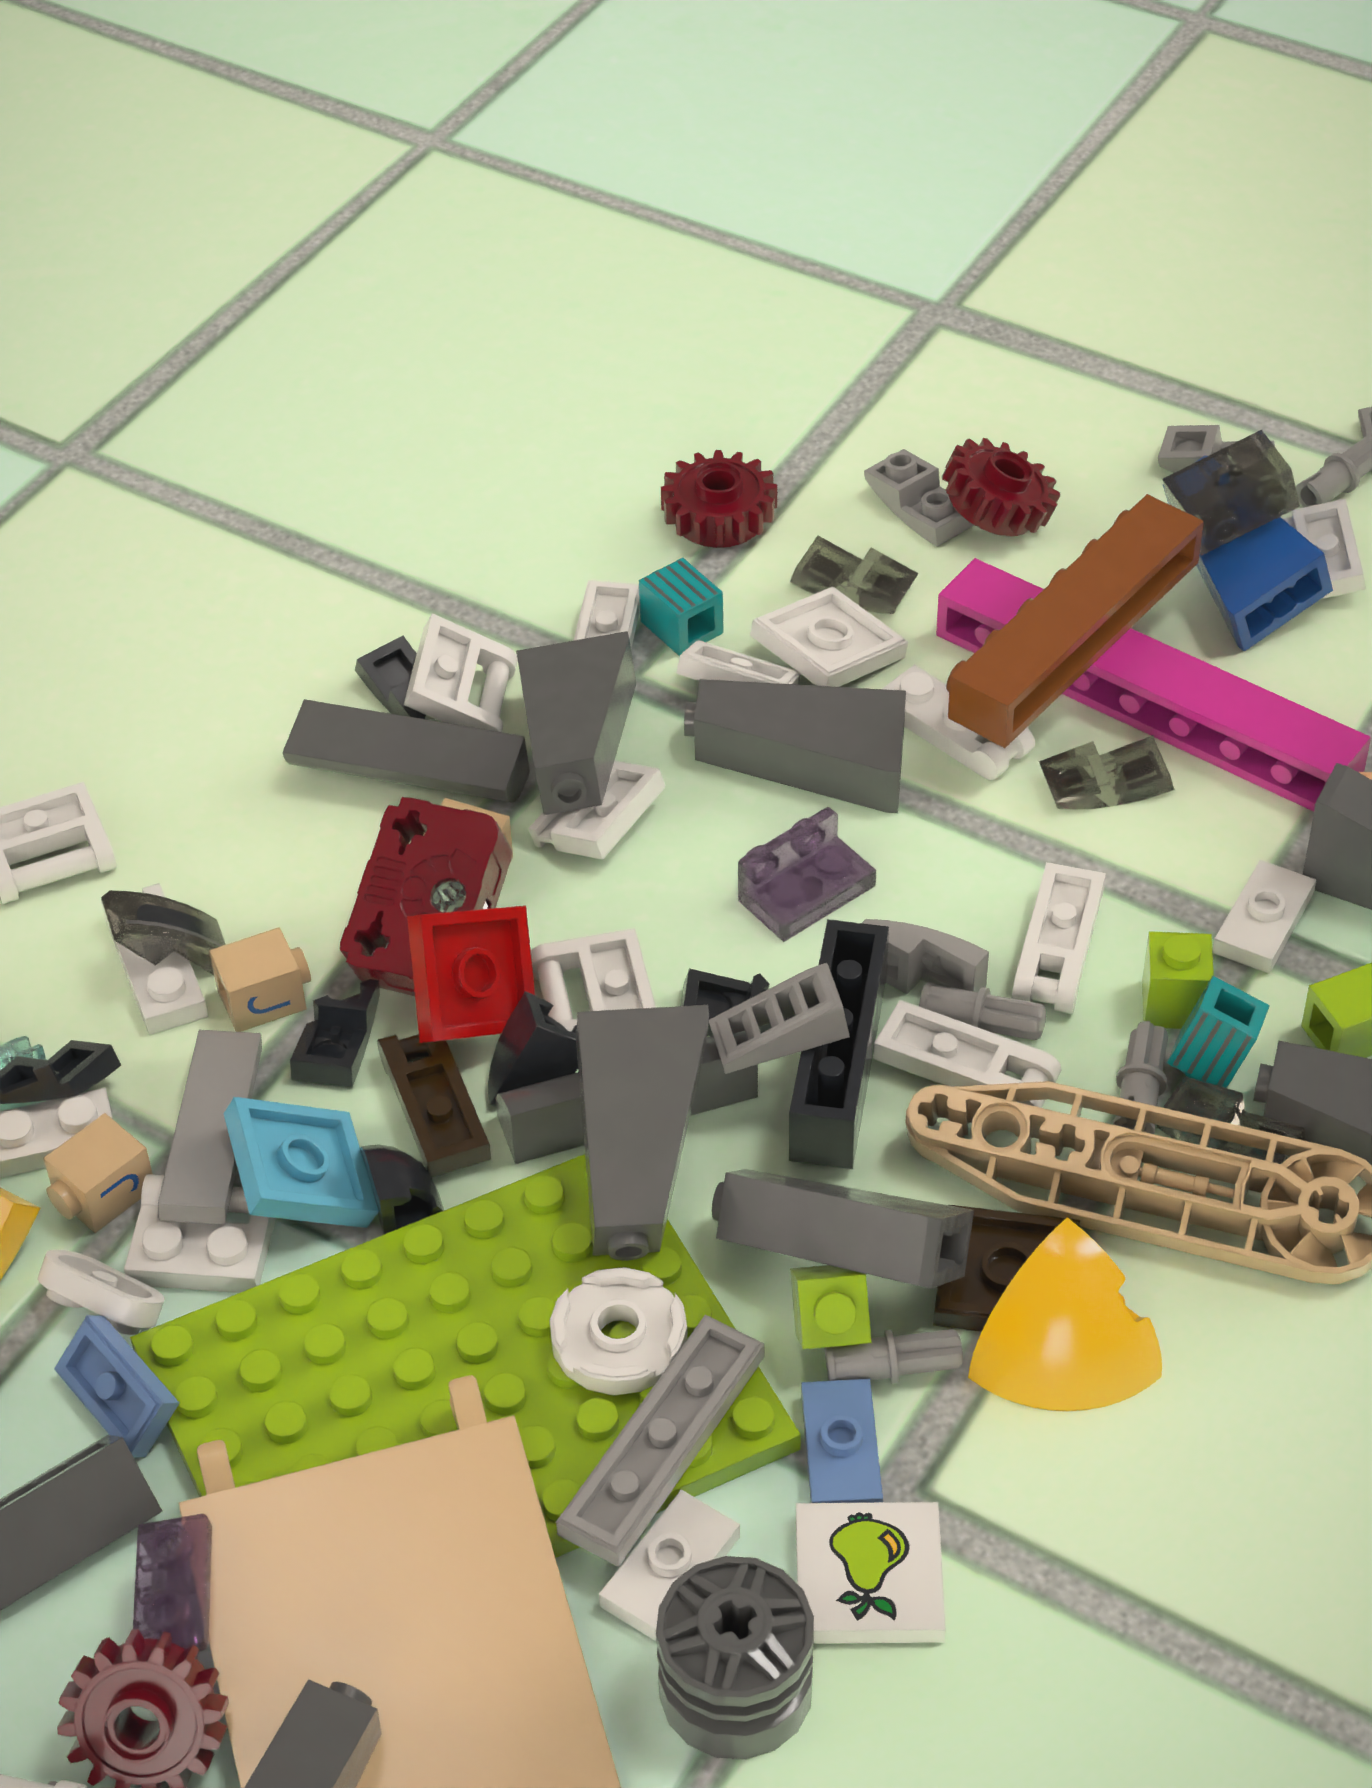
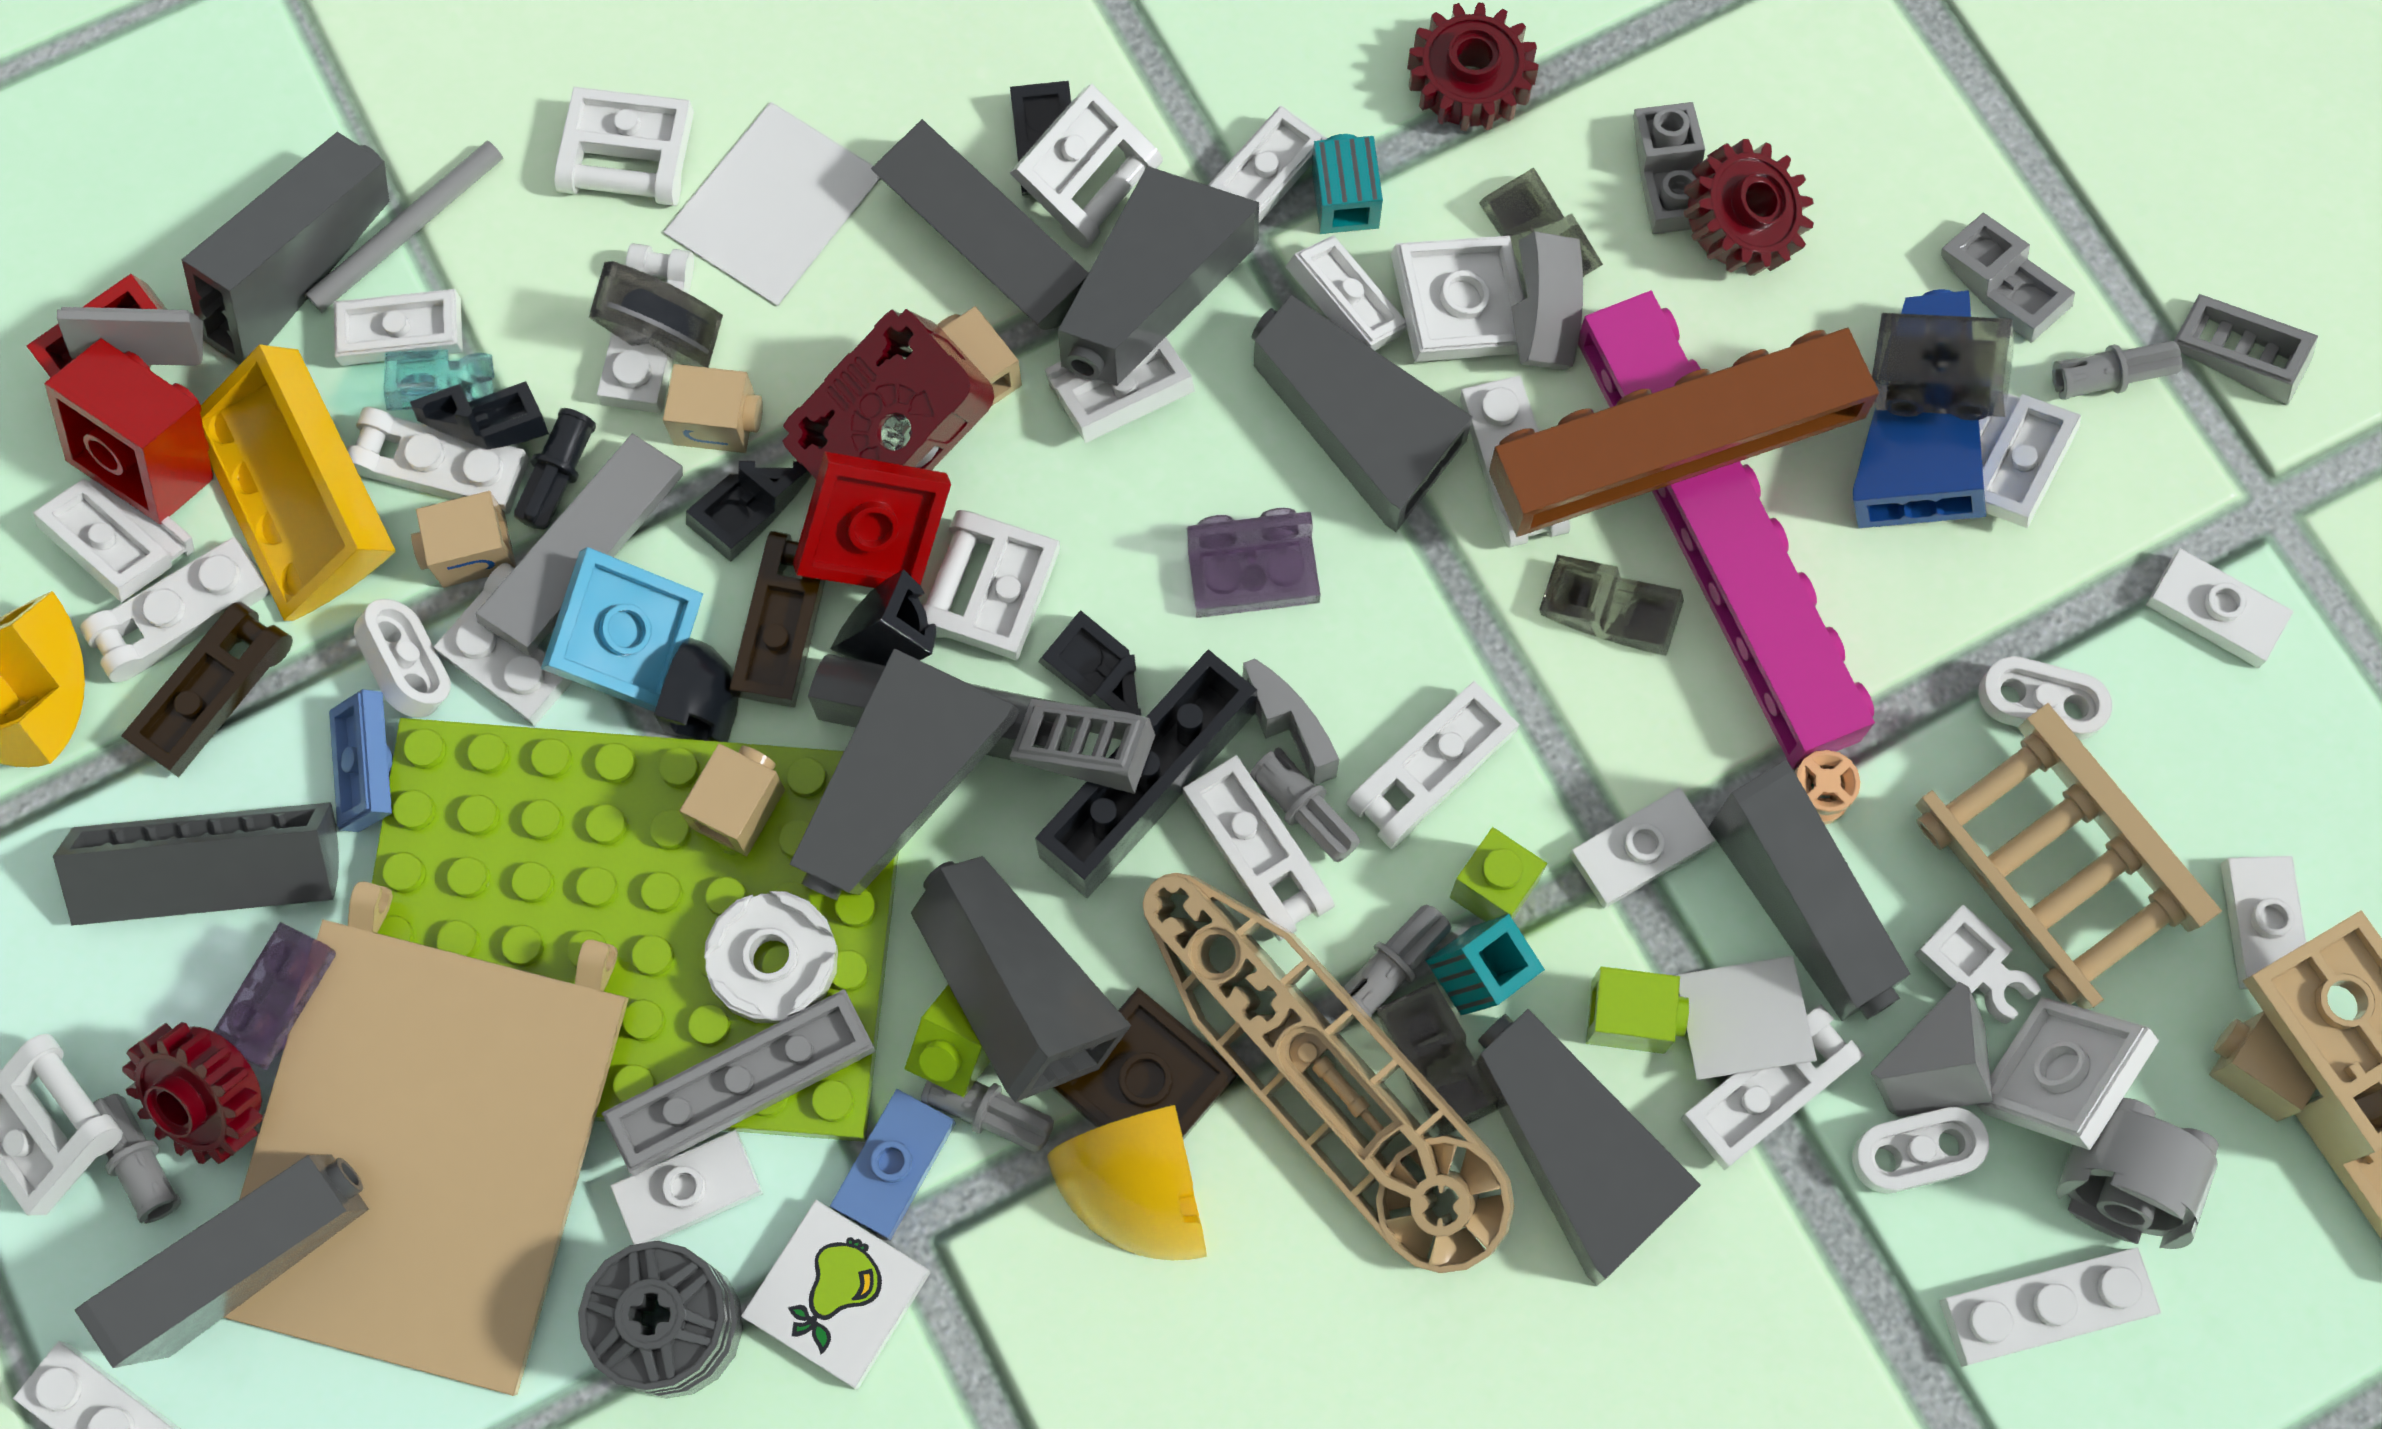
camera: 30 degrees right, 25 degrees up
(143, 1088) = (554, 468): none -> black axle
(203, 831) = (773, 203): none -> white sticker
(499, 1223) = (734, 797): none -> tan brick
(906, 610) = (1551, 315): none -> light grey slope

